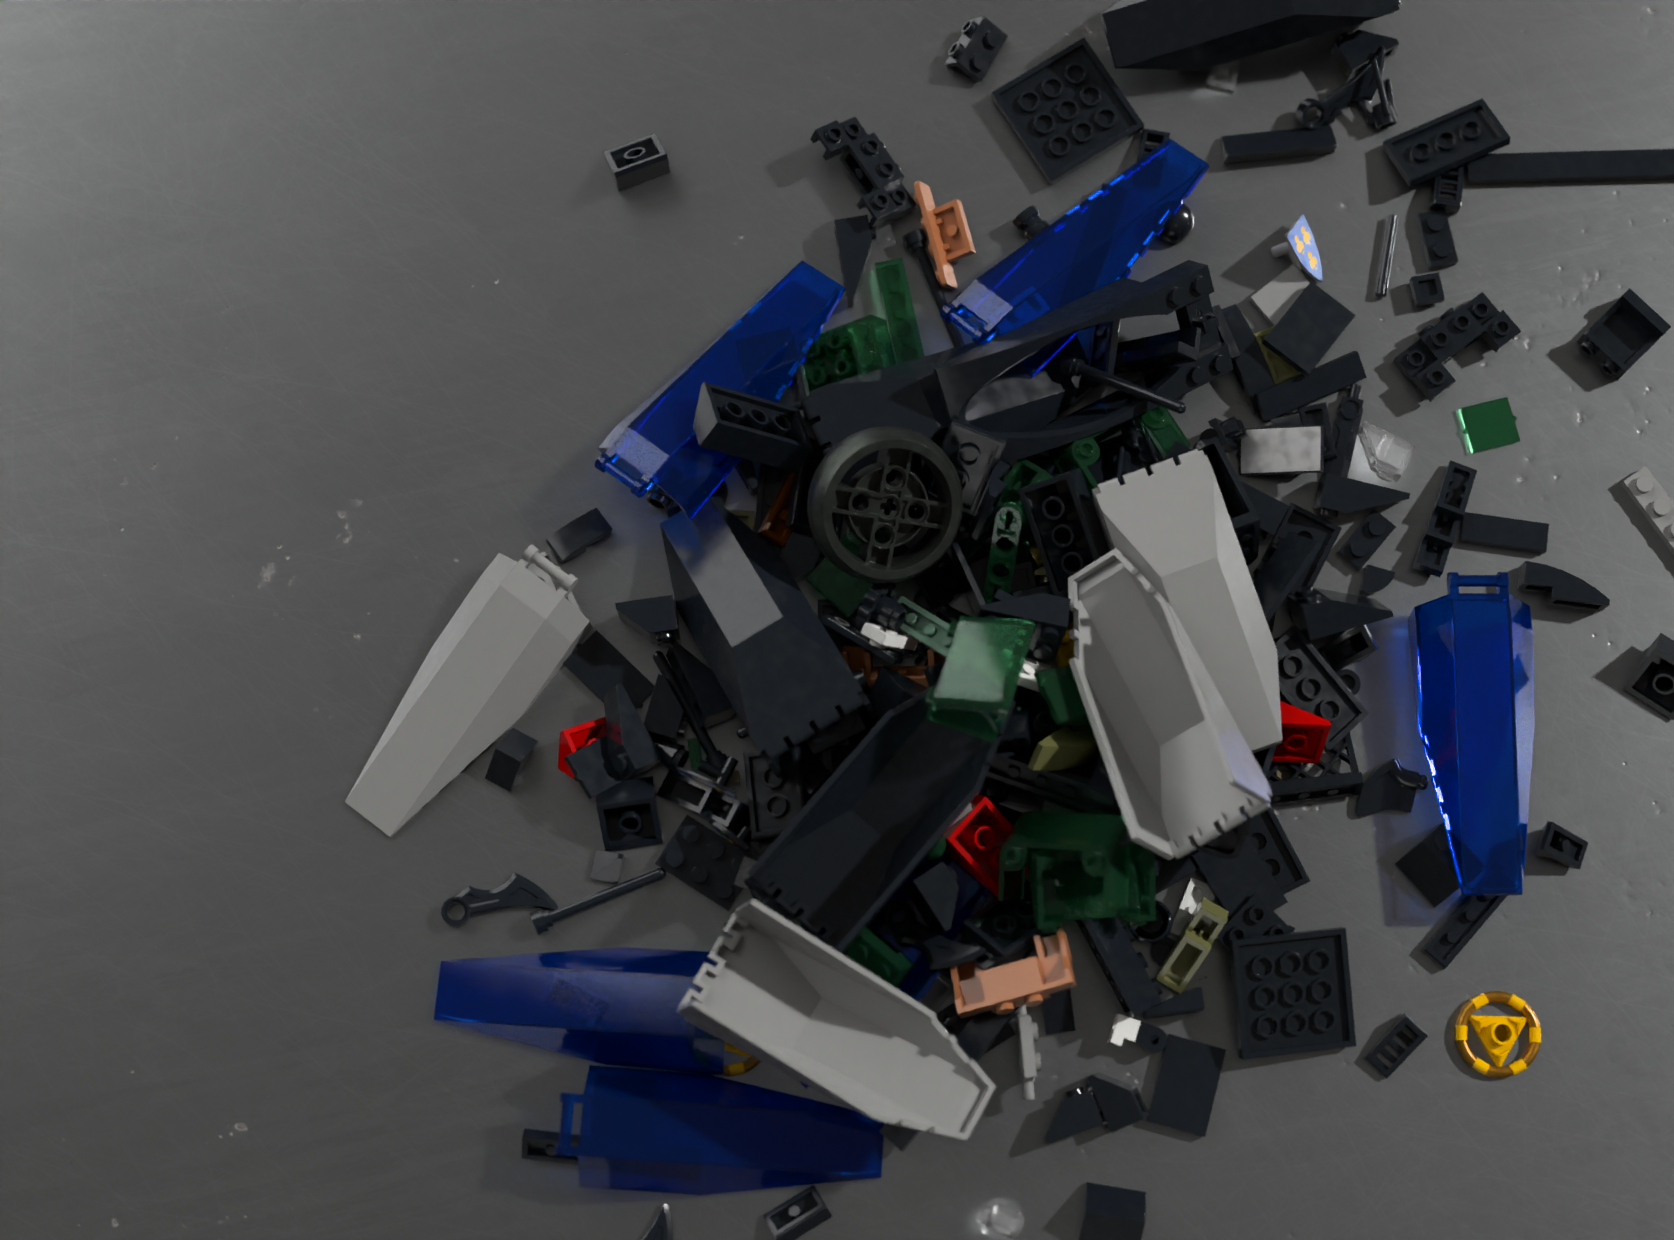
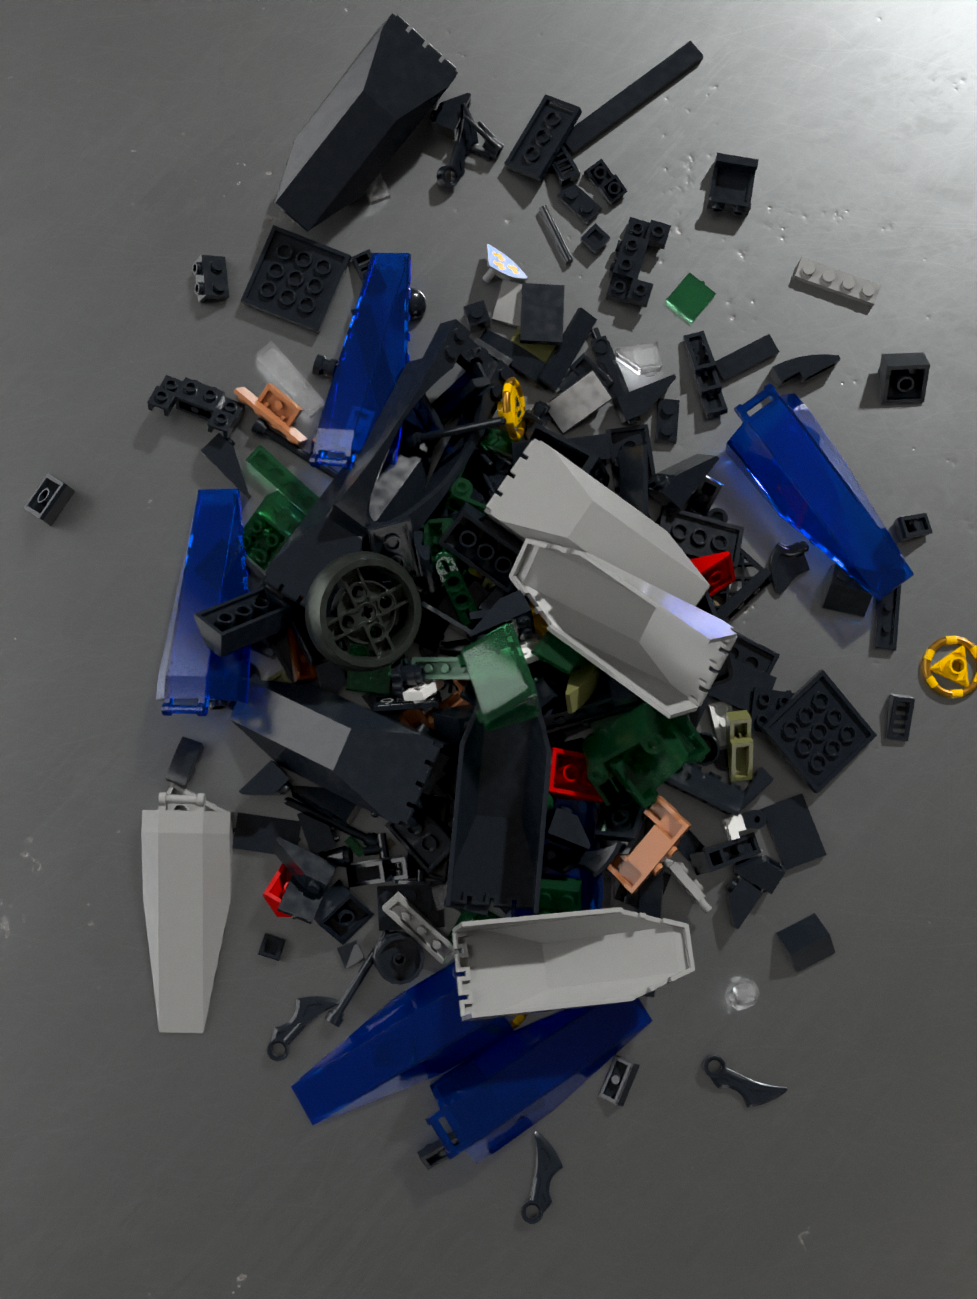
camera: 35 degrees left, 5 degrees up
(510, 759) = (243, 930): black slope -> none
(529, 798) = (272, 946): none -> black tile
(671, 912) = (391, 969): none -> black wheel
(701, 889) = (420, 928): none -> light grey plate
(984, 212) = (290, 379): none -> clear plate
(1092, 1053) = (725, 854): none -> black slope
(1203, 405) = (513, 408): none -> piece
(1235, 284) = (477, 316): none -> black brick
(1278, 144) = (440, 210): black slope -> none
(1375, 579) = (689, 441): black tile -> none
(1482, 236) = (605, 182): none -> black slope

